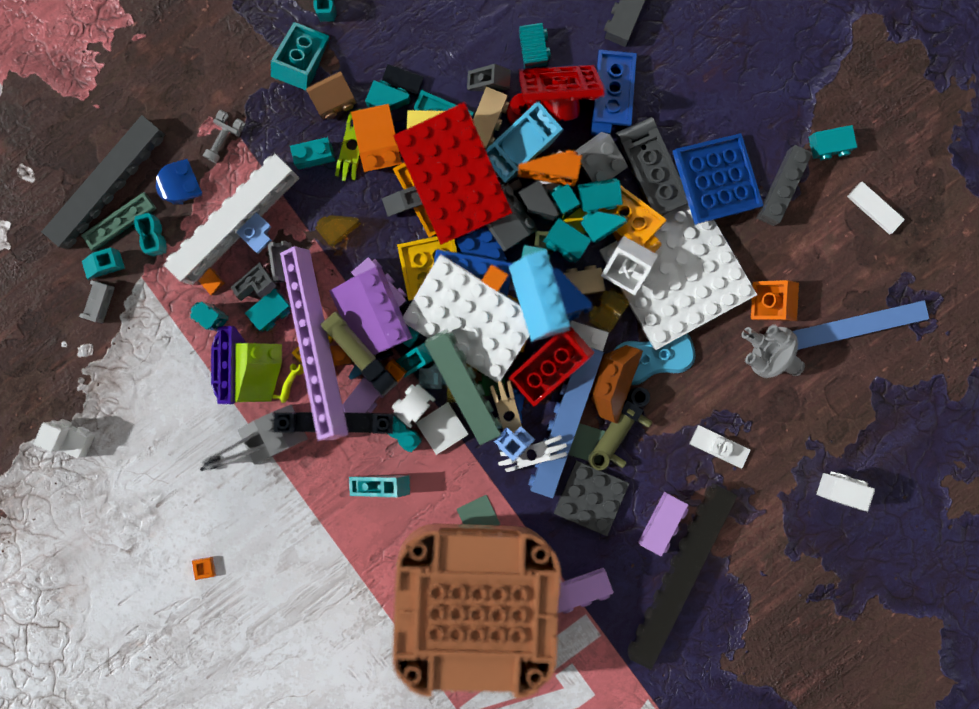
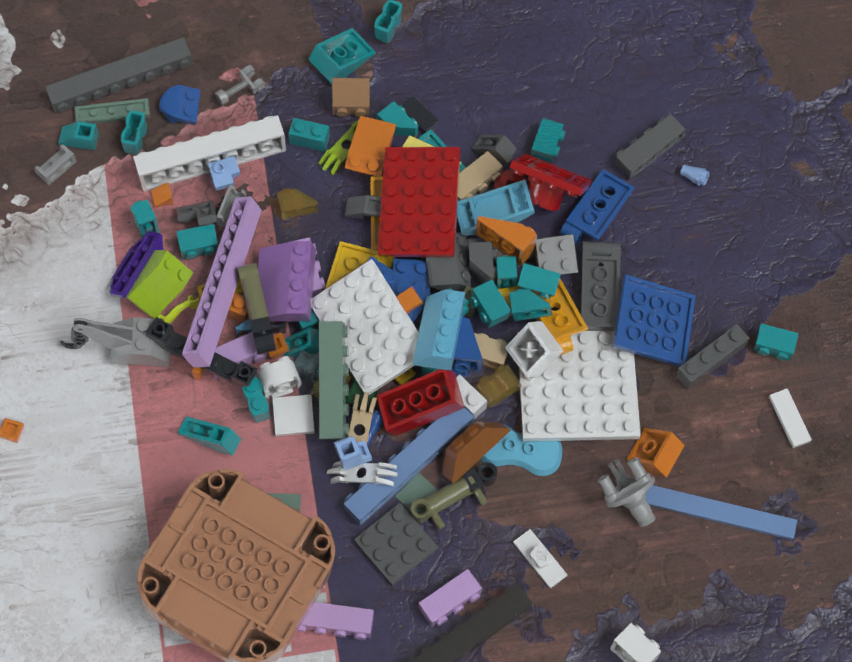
camera: 25 degrees right, 20 degrees down
(684, 11) = (695, 174): none -> light blue cone

